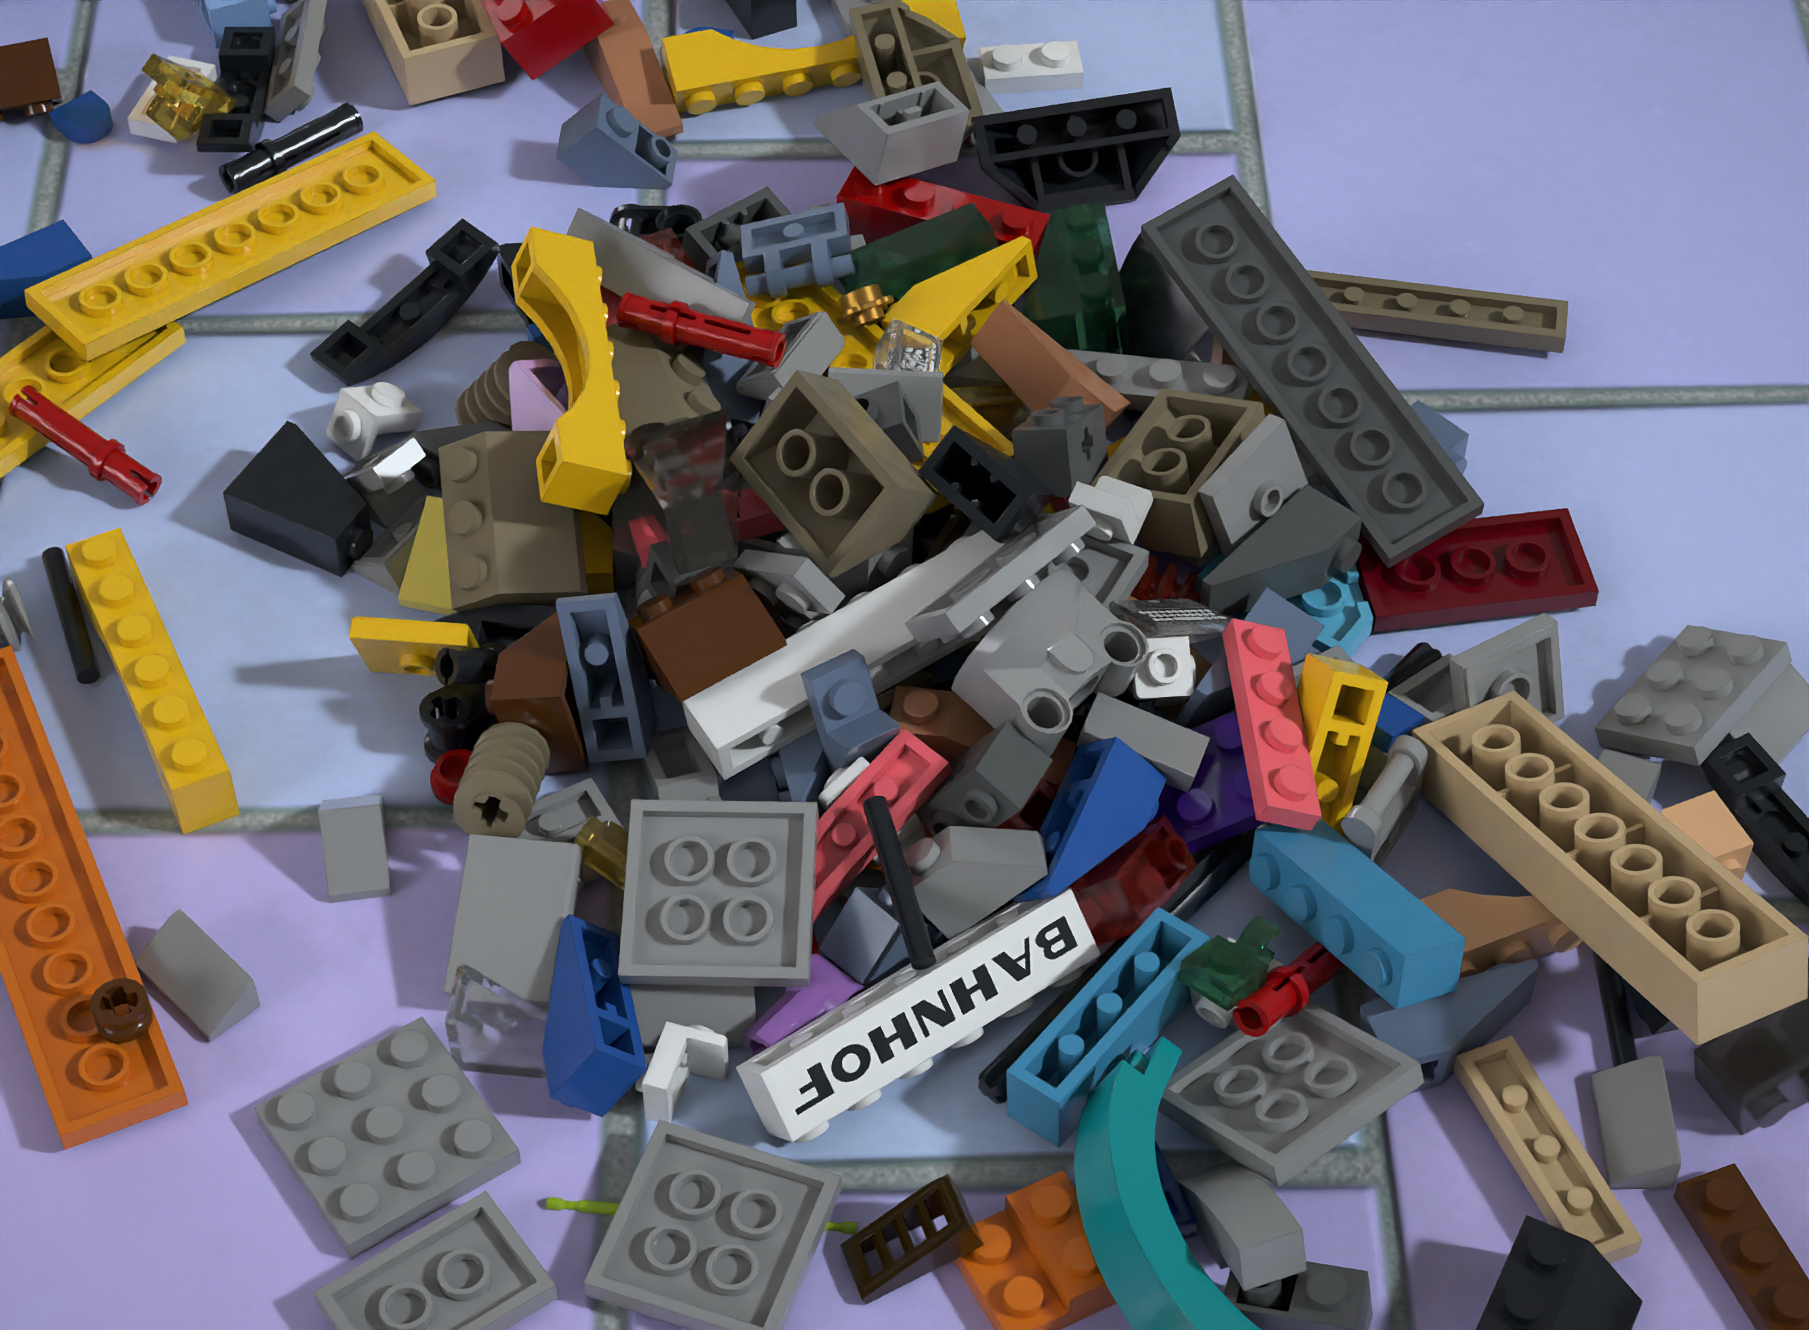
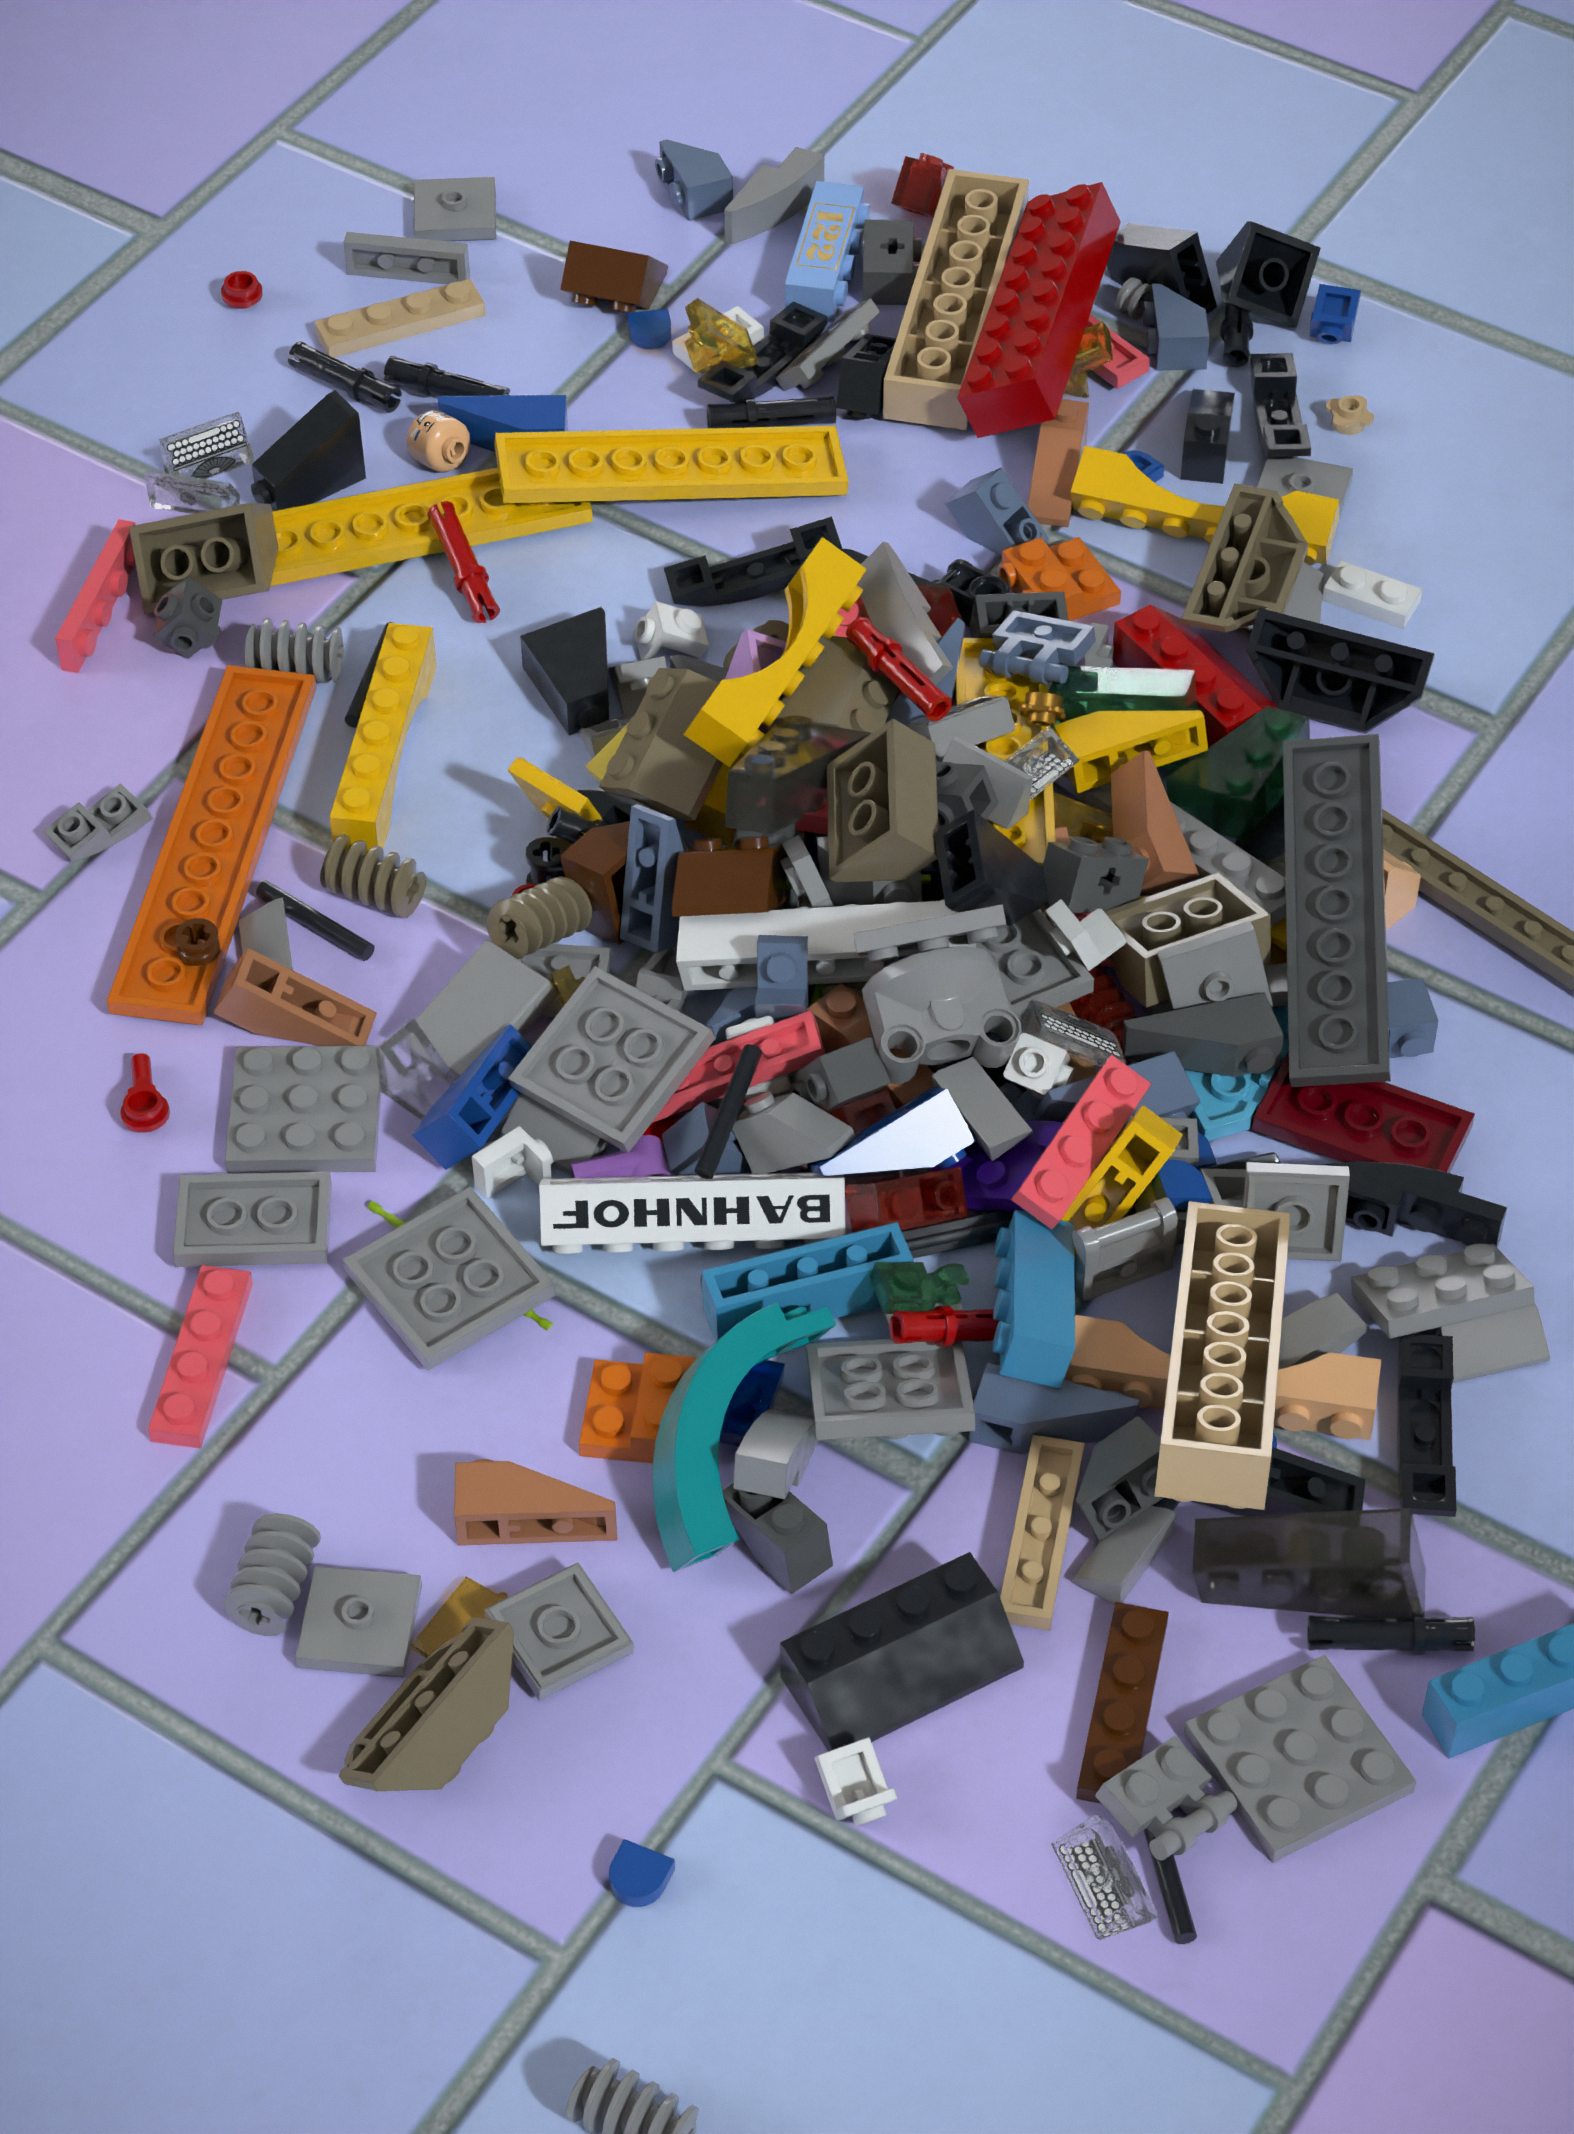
camera: 35 degrees right, 0 degrees up
(200, 1235) = (143, 1106): none -> red plate
(228, 916) = (317, 921): none -> black bar
(258, 833) = (371, 878): none -> dark tan piece
(281, 1027) = (290, 1006): none -> nougat slope
(355, 847) = (429, 915): light grey slope -> none
(367, 67) = (863, 376): none -> black slope
(720, 176) = (1058, 568): none -> orange plate
(899, 132) = (1184, 594): light grey slope -> none
(938, 1249) = (591, 1349): dark brown slope -> none
(1588, 1039) = (1120, 1478): none -> dark grey slope
(1606, 615) = (1422, 1198): none -> black slope

